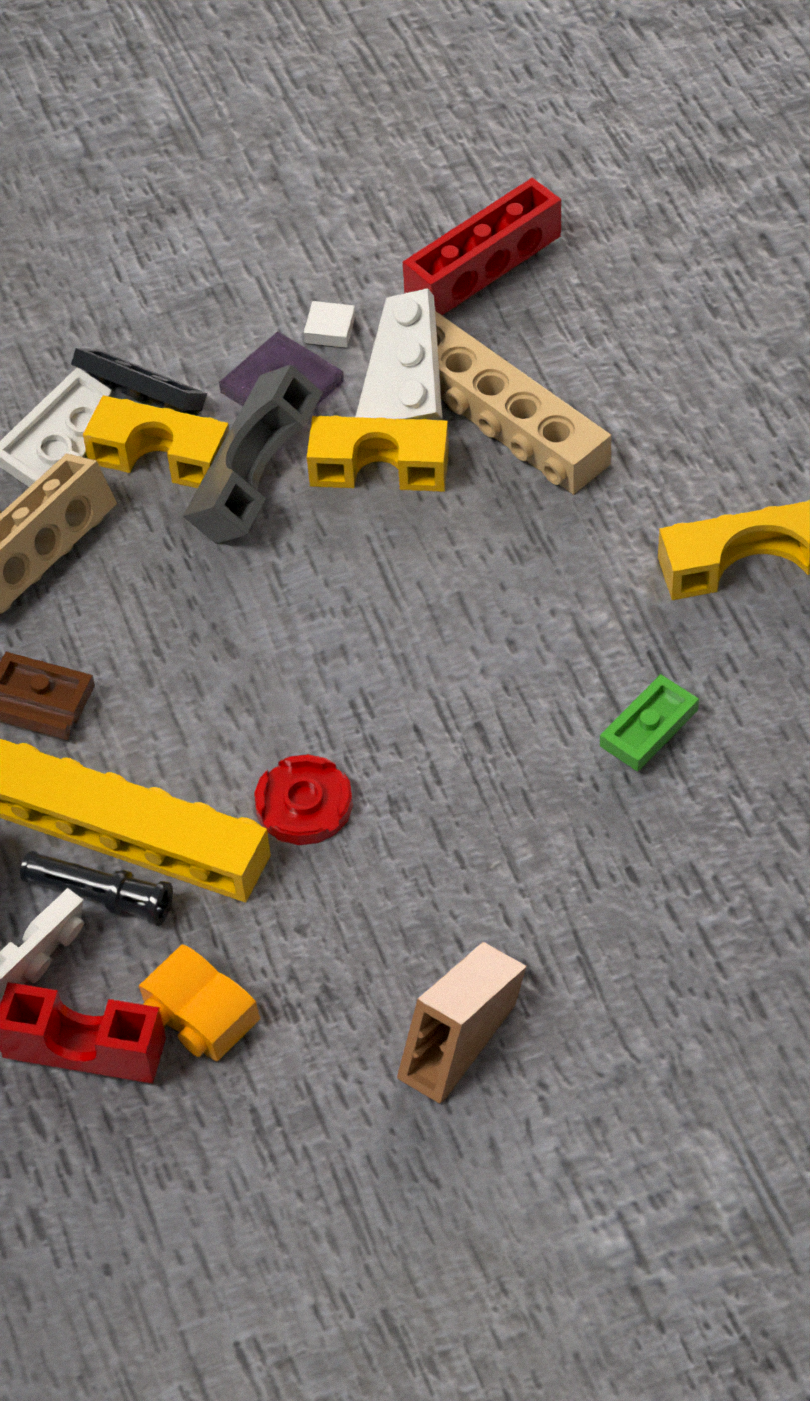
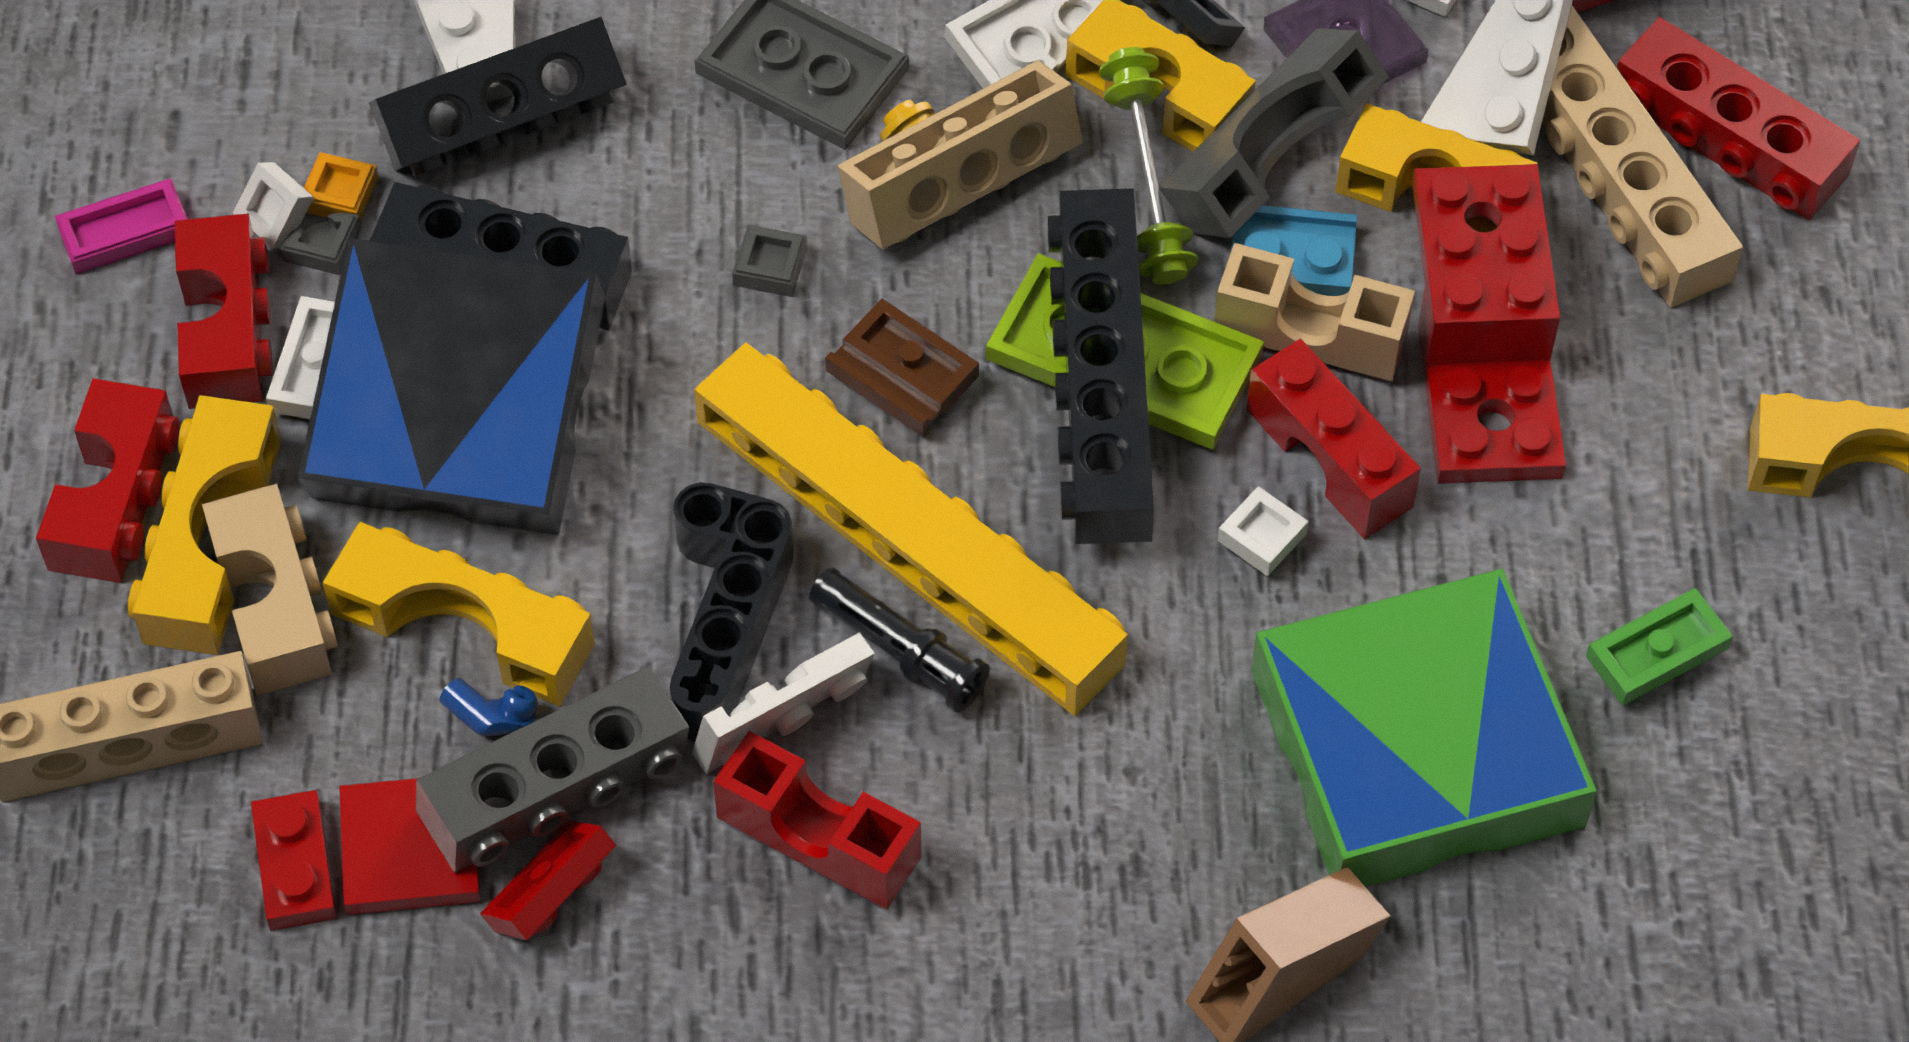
camera: 15 degrees right, 5 degrees up
(185, 650) = (1117, 504): none -> black brick
(195, 636) = (1191, 363): none -> lime plate
(198, 552) = (1132, 91): none -> lime axle
(200, 1003) = (974, 829): light orange brick -> none
(292, 576) = (1350, 331): none -> tan arch
(295, 535) = (1315, 239): none -> dark azure plate
(303, 800) = (1189, 607): red tile -> none
(339, 729) = (1262, 531): none -> white plate
(399, 663) = (1363, 465): none -> red arch
(451, 539) = (1488, 323): none -> red bracket
(502, 830) = (1422, 729): none -> bright green tile
(577, 354) = (1738, 119): none -> red brick

